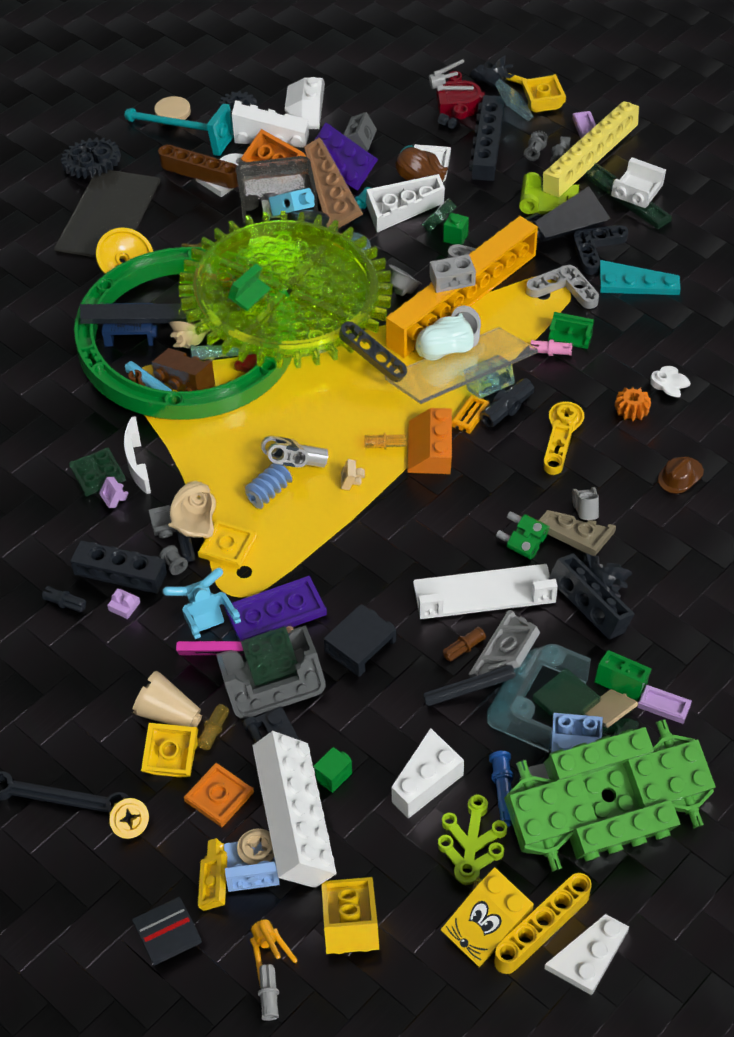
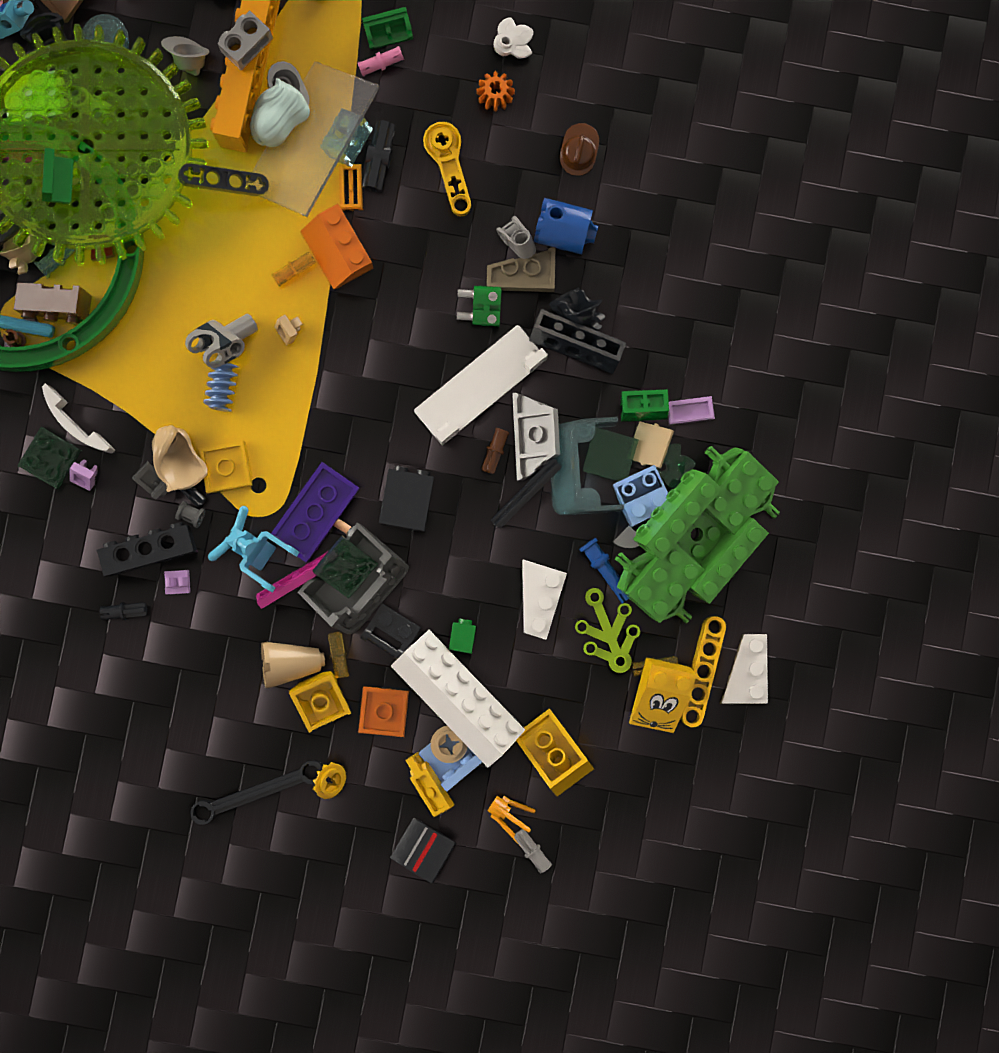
camera: 40 degrees left, 35 degrees up
(632, 510) = (565, 226): none -> blue cylinder

